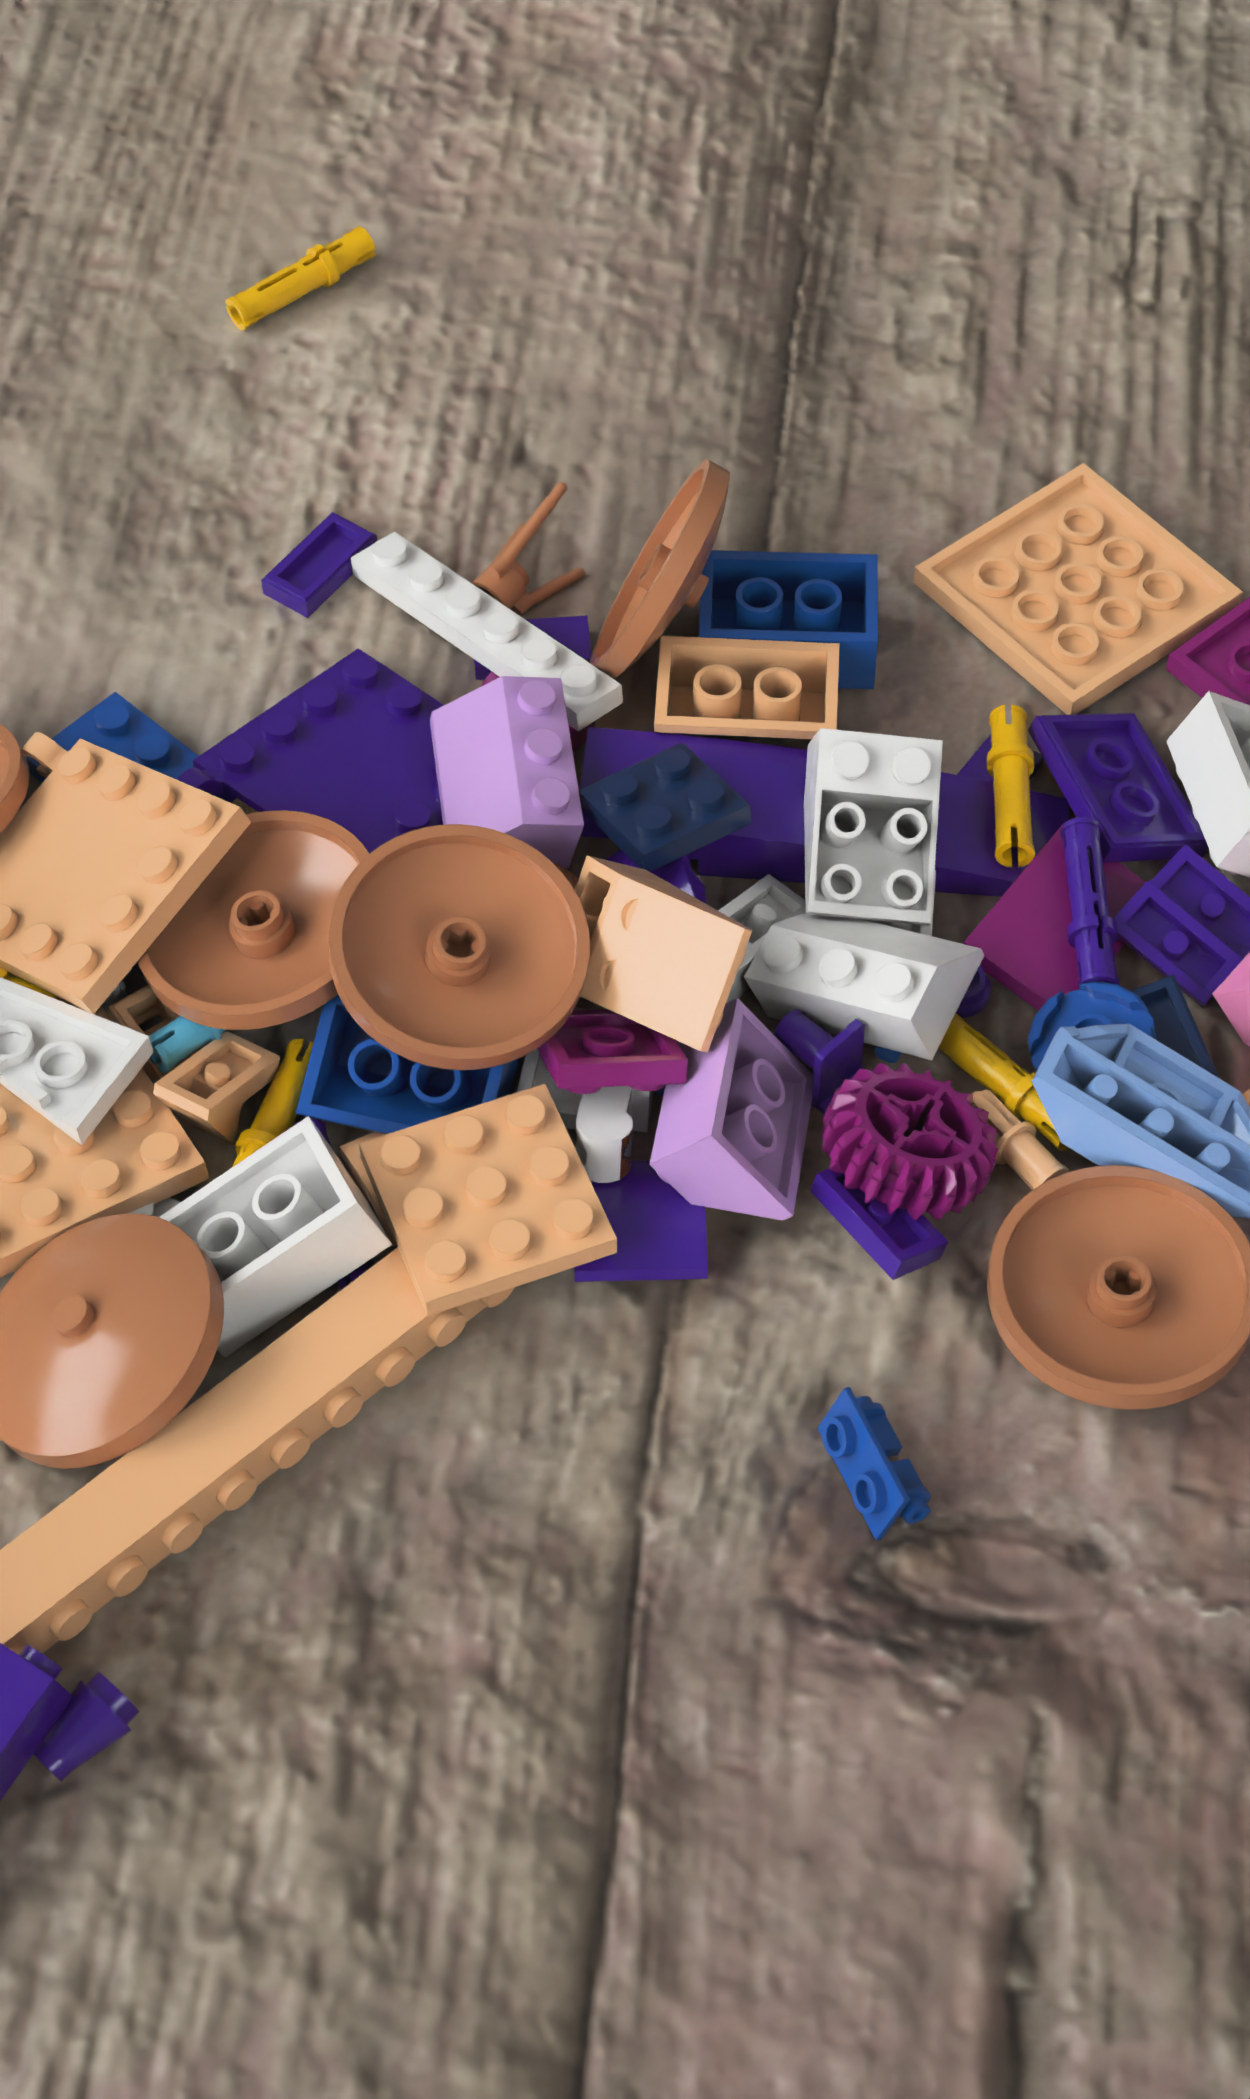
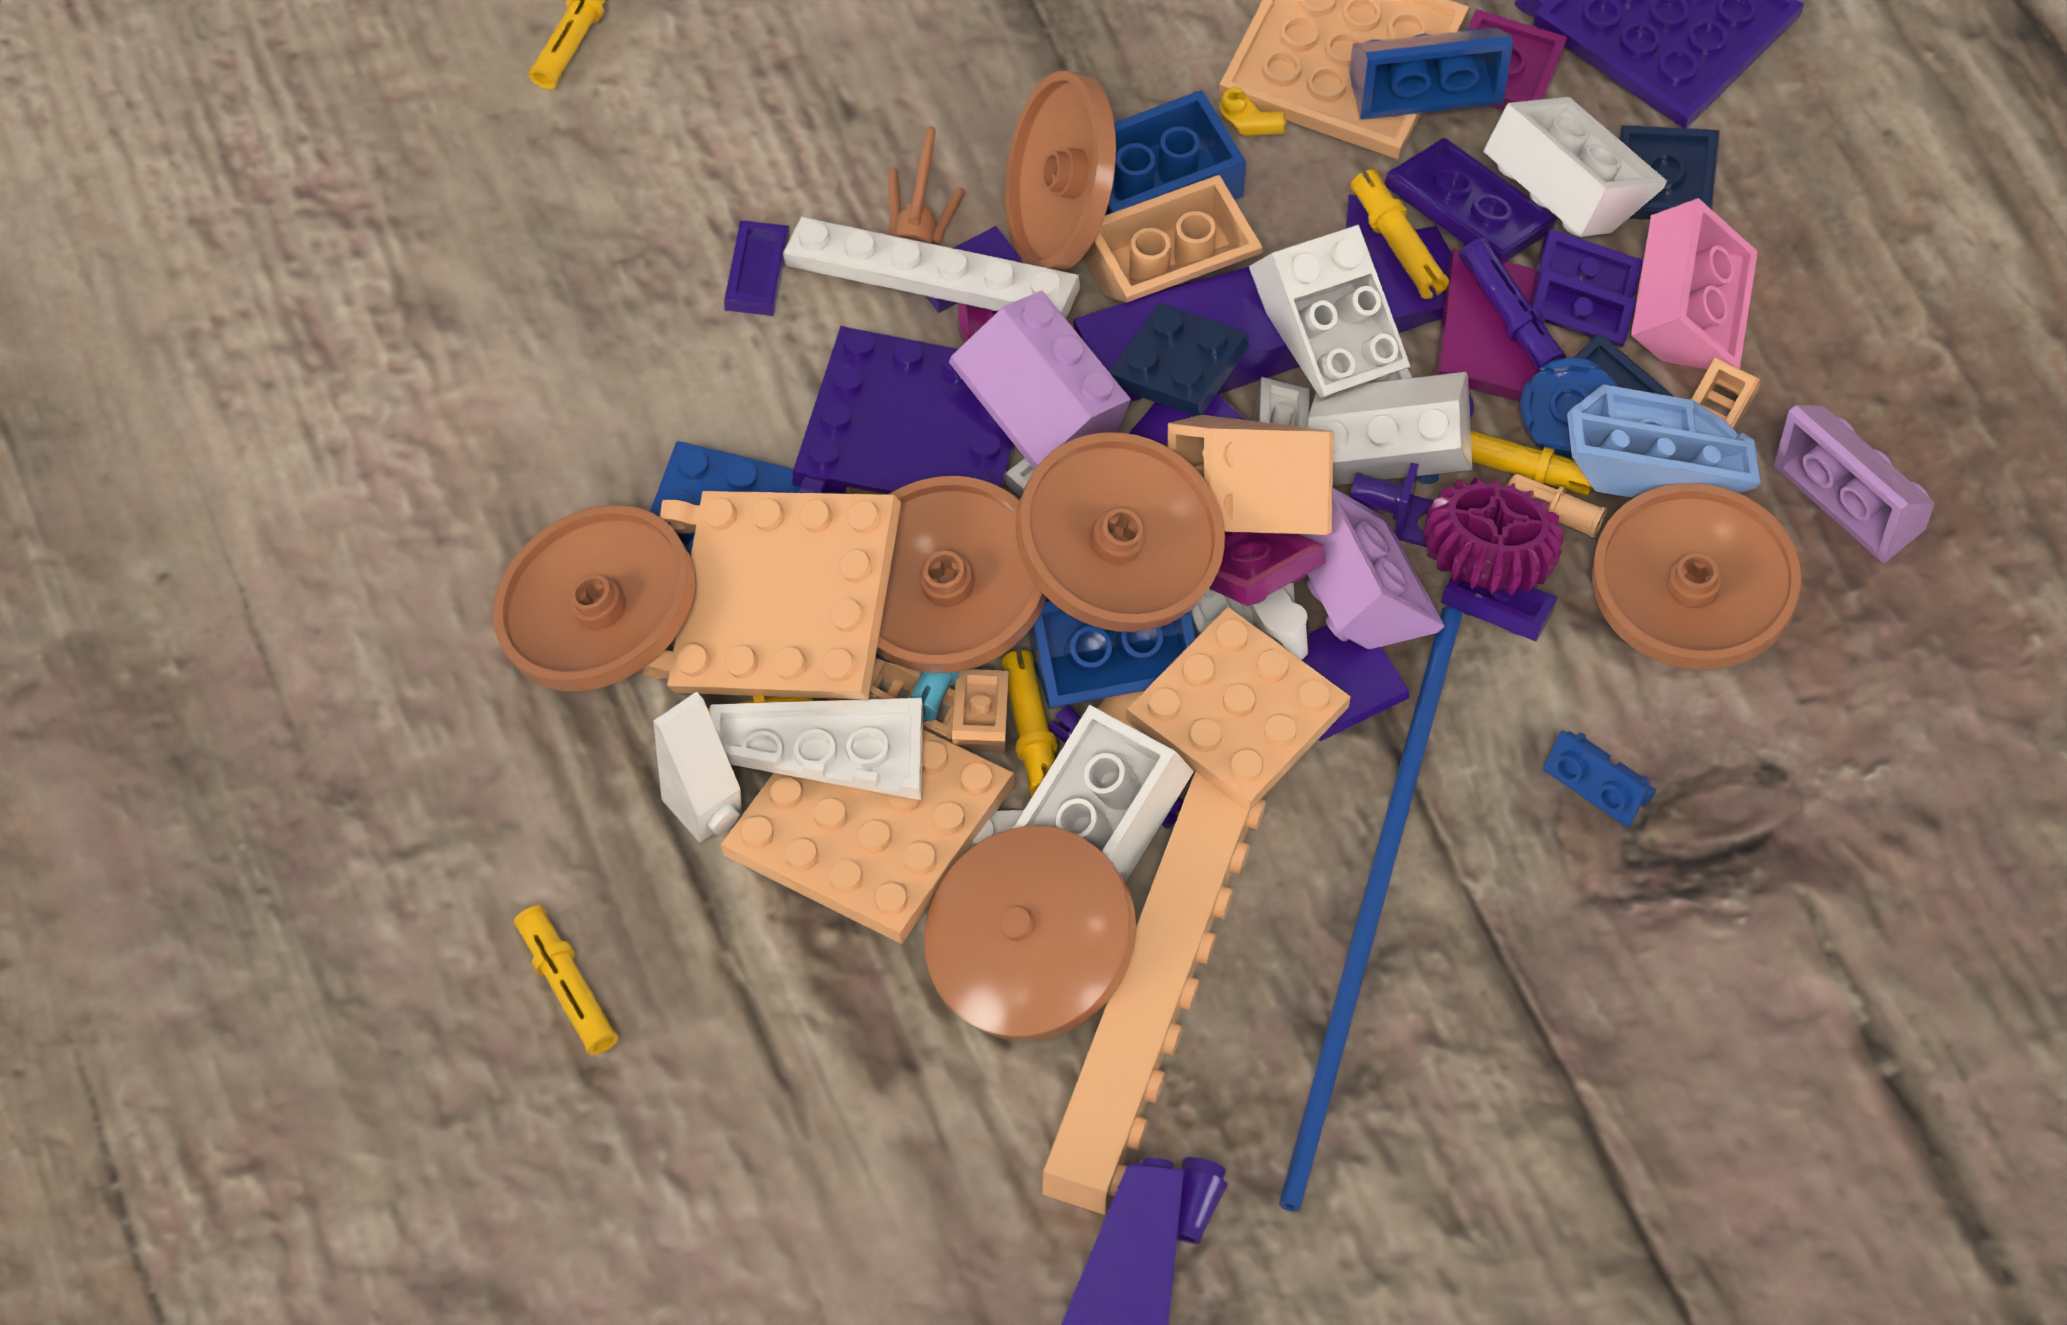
camera: 30 degrees left, 5 degrees up
(500, 1504) = (1369, 914): none -> blue piece
(929, 614) = (1247, 118): none -> yellow arm
(1142, 633) = (1430, 72): none -> blue slope

